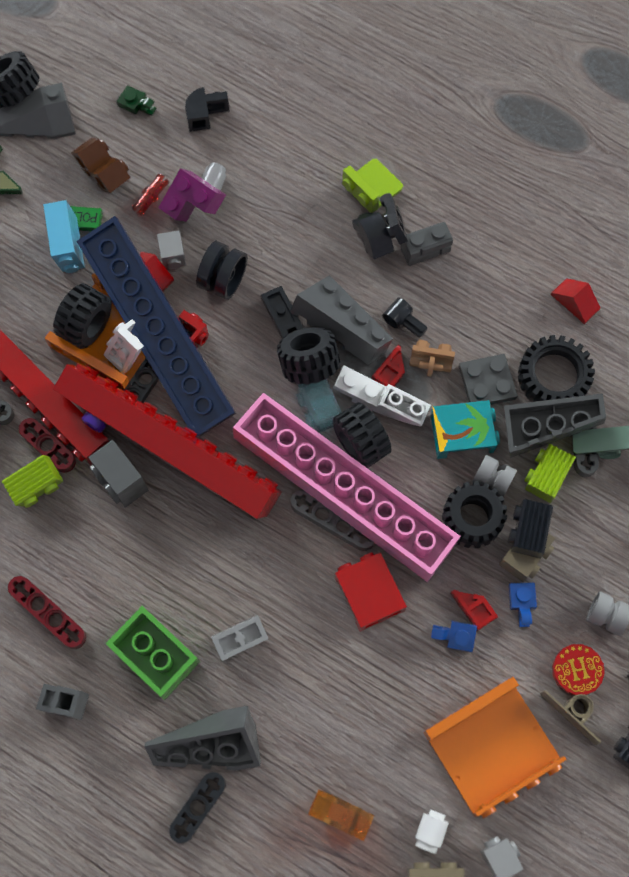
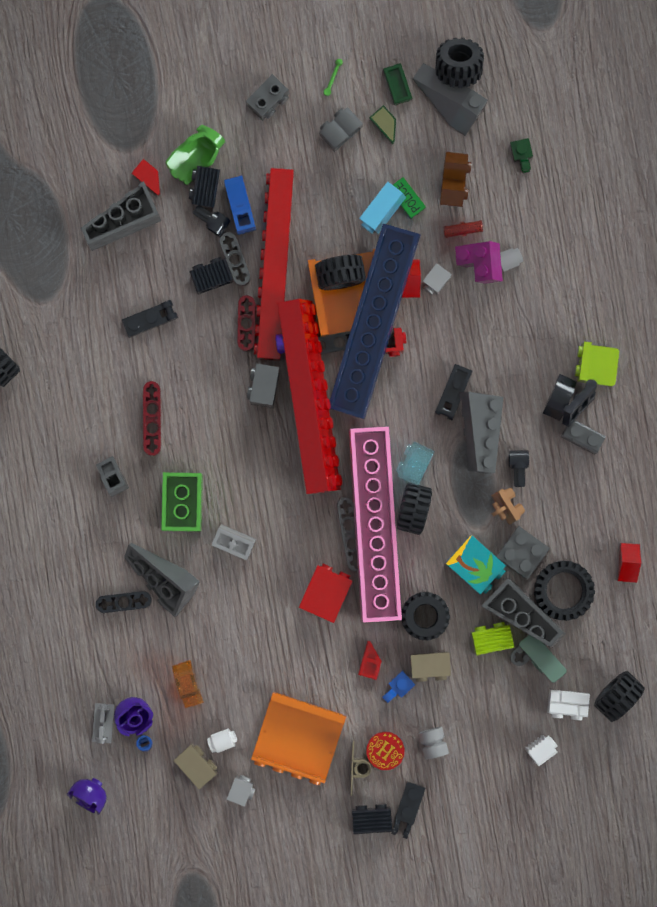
camera: 50 degrees right, 15 degrees up
(33, 481) = (216, 338): lime brick -> none
(123, 347) = (342, 315): white bracket -> none
(200, 105) = (555, 200): black brick -> none
(221, 270) = (448, 326): black wheel -> none
(308, 355) = (432, 442): black tyre -> none
(380, 398) = (452, 497): white slope -> none
(391, 369) = (477, 487): red tile -> none
(459, 636) = (345, 666): blue plate -> none
(495, 475) = (460, 608): light grey wheel -> none
(531, 528) = (441, 657): black brick -> none

